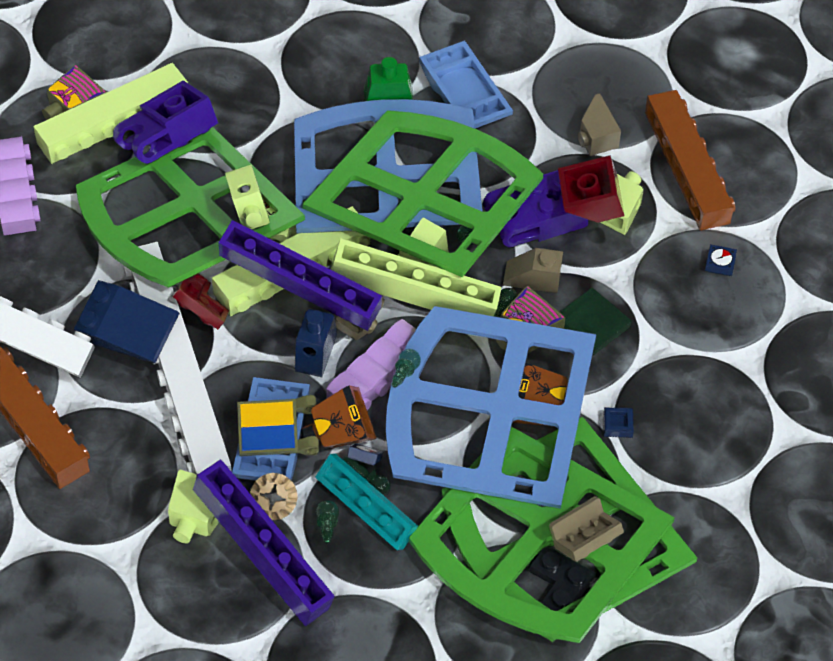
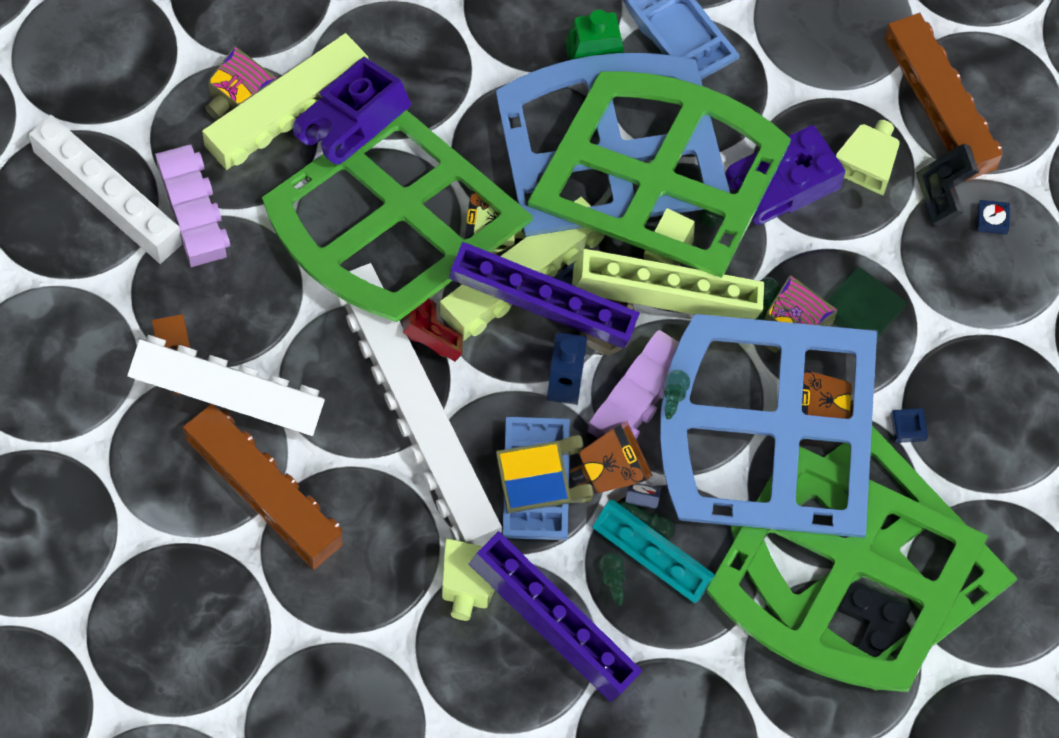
camera: 10 degrees left, 10 degrees up
(126, 321) = (356, 367): dark blue slope -> none
(249, 204) = (475, 218): yellowish green torso -> none
(285, 489) = (564, 547): tan gear -> none
(536, 268) = (793, 252): dark tan slope -> none
(584, 530) = (898, 565): dark tan bracket -> none
(591, 190) = (847, 154): dark red slope -> none
(598, 128) = (838, 67): dark tan slope -> none
(676, 222) = (939, 183): none -> black plate

